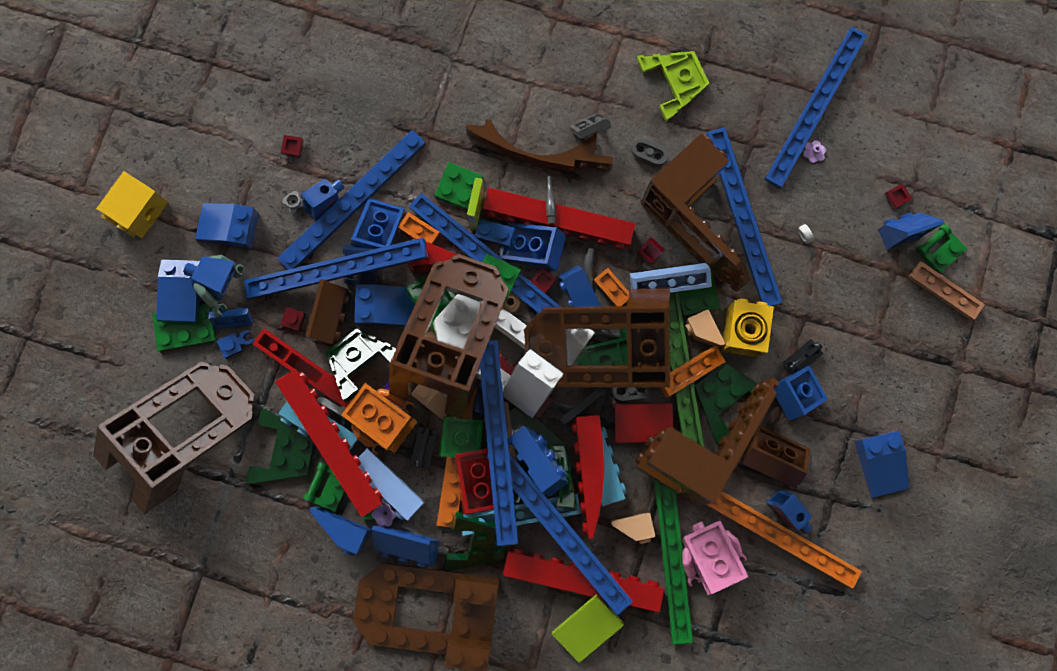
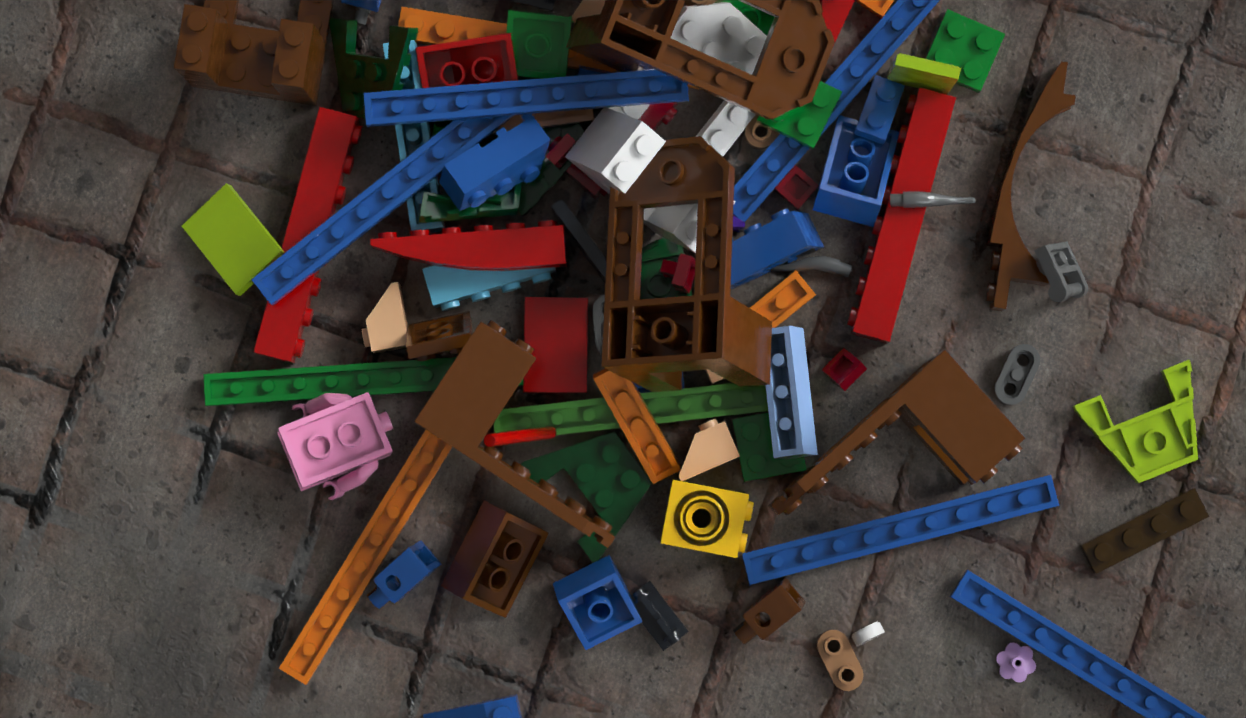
camera: 100 degrees right, 5 degrees up
(526, 420) = (559, 149): none -> dark red plate
(599, 346) = (680, 272): none -> dark red tile
(646, 493) = (438, 335): none -> reddish brown plate
(710, 439) = (519, 436): none -> red bar
(735, 81) = (1144, 530): none -> dark brown plate
(798, 289) = (779, 603): none -> reddish brown torso
(821, 249) = (840, 660): none -> medium nougat plate

